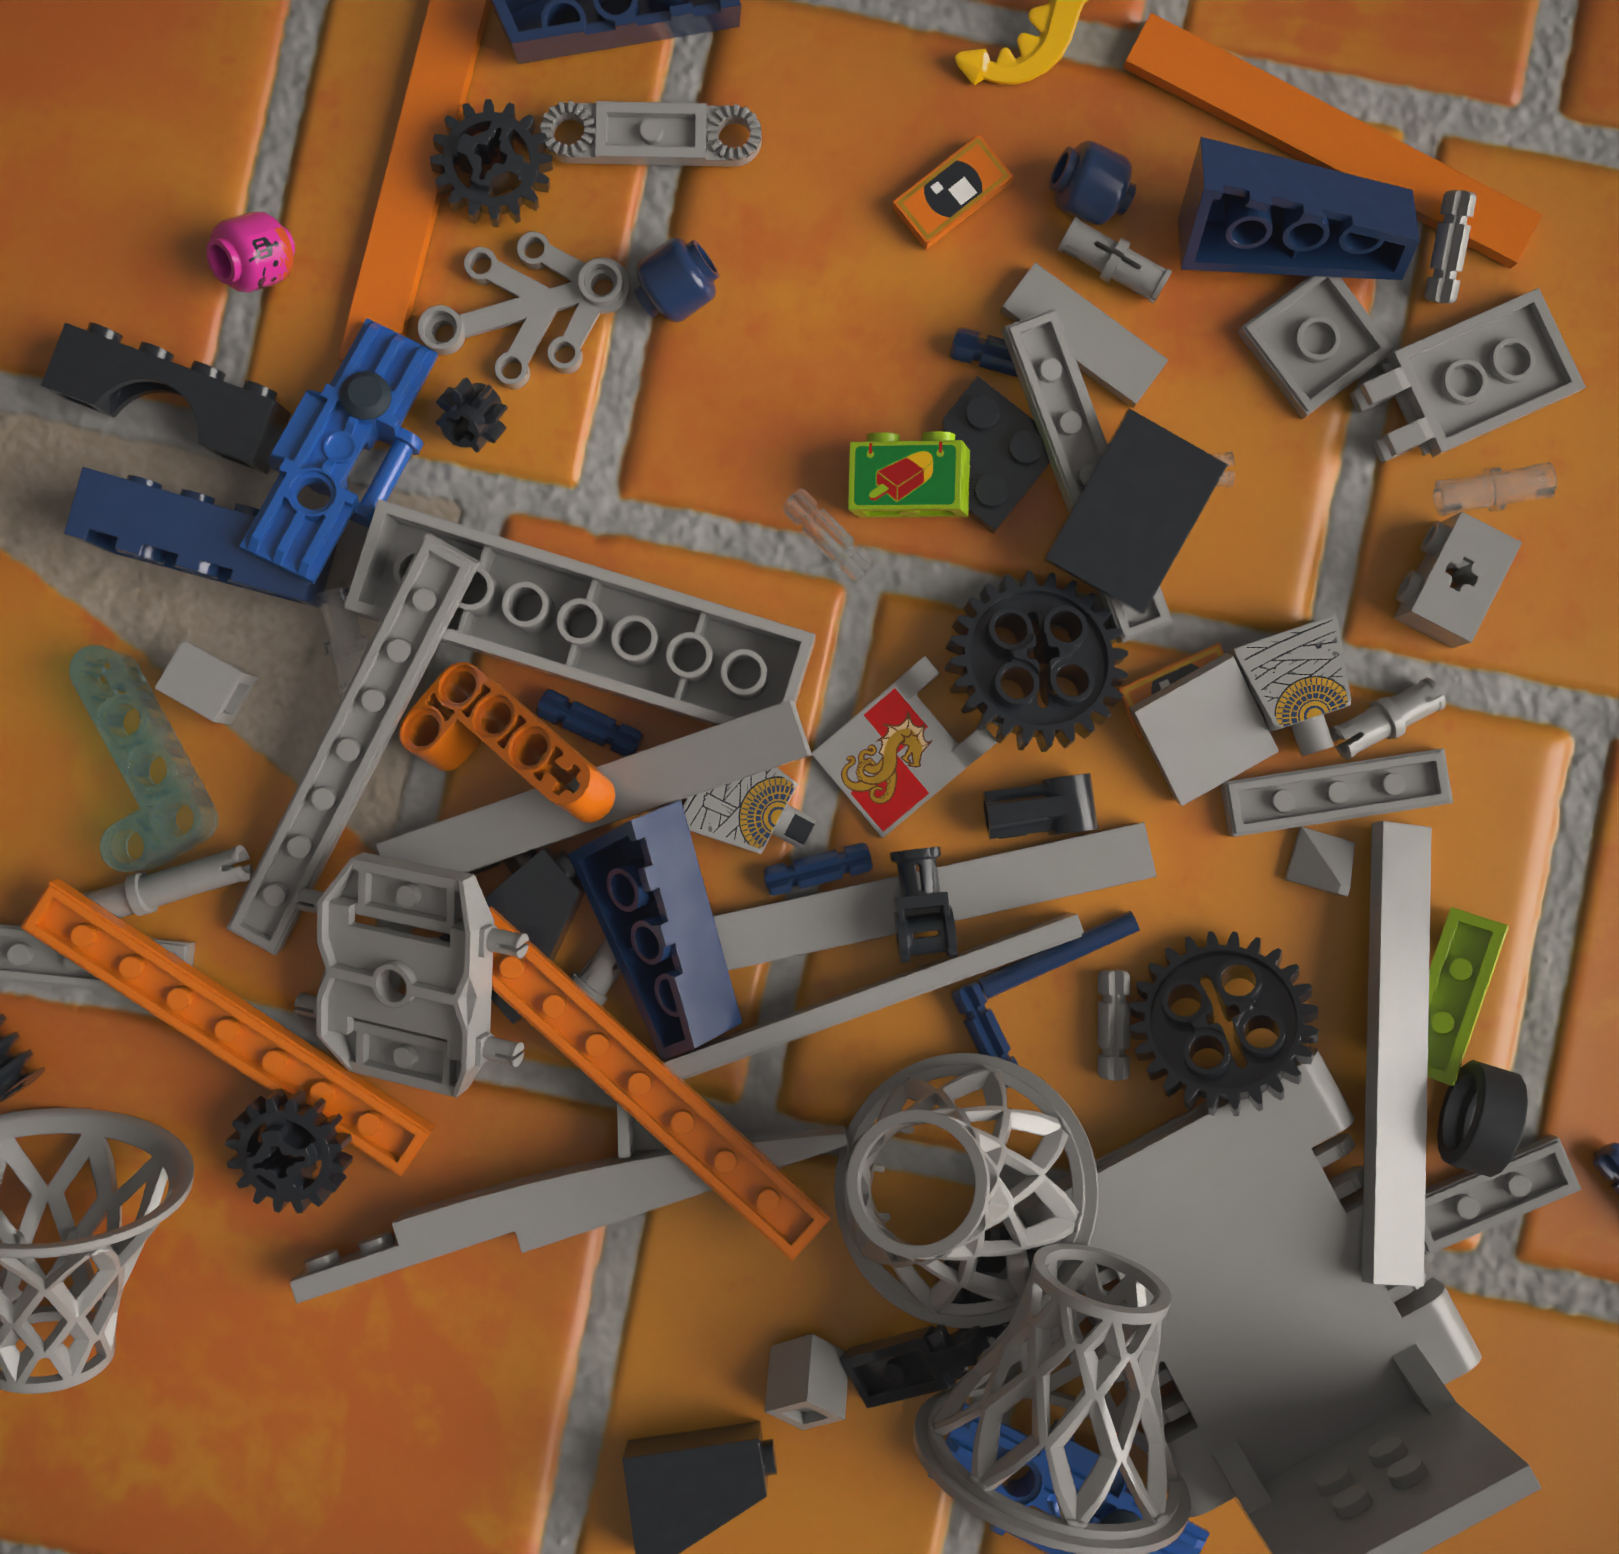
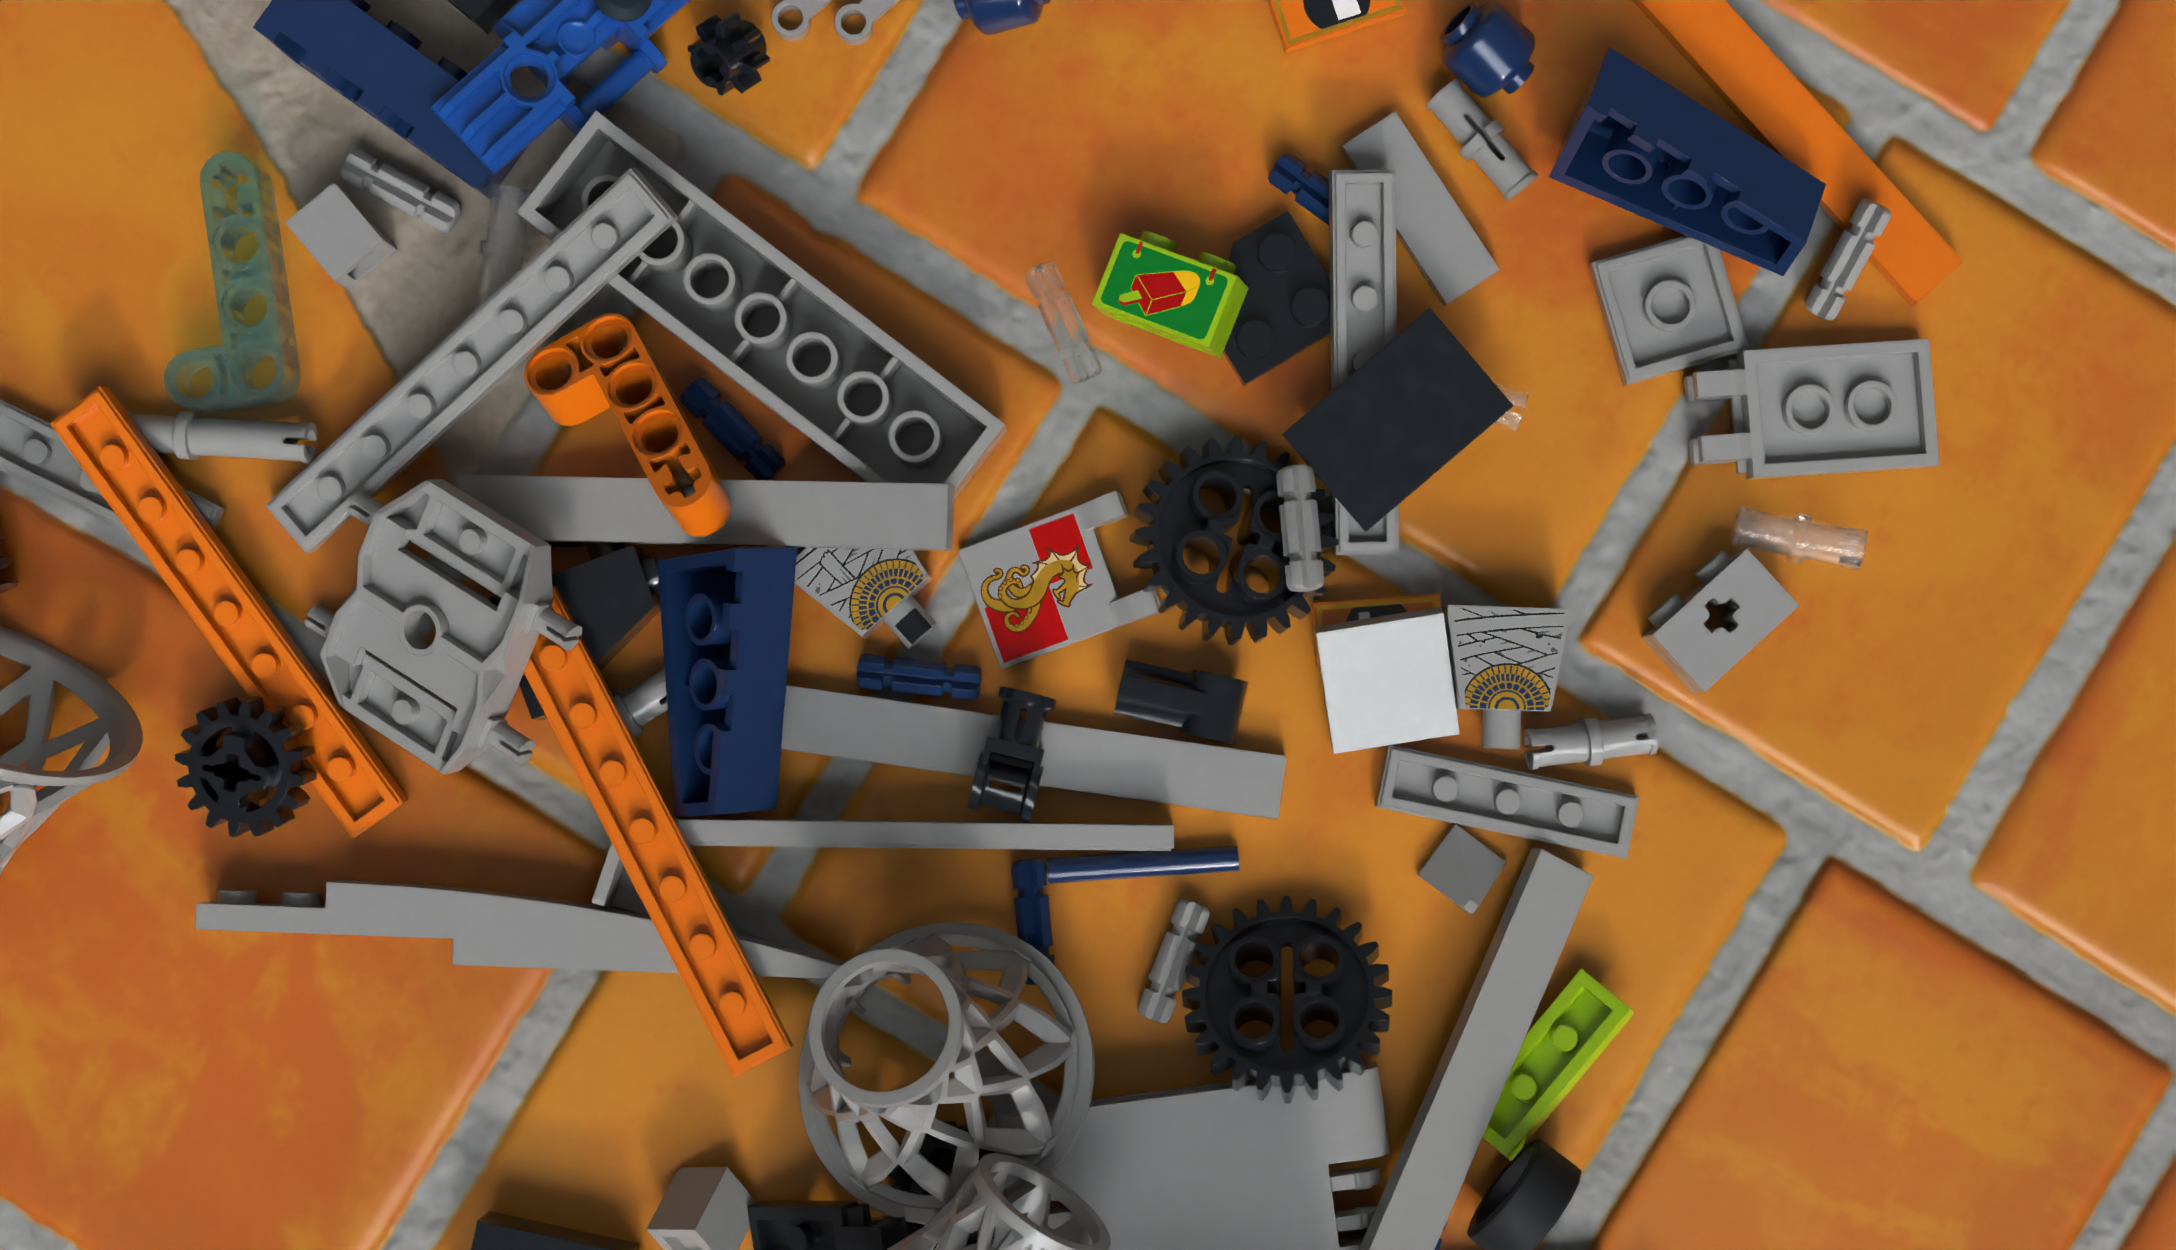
camera: 25 degrees right, 0 degrees up
(242, 627) = (401, 190): none -> light grey axle
(1090, 630) = (1300, 528): none -> light grey axle

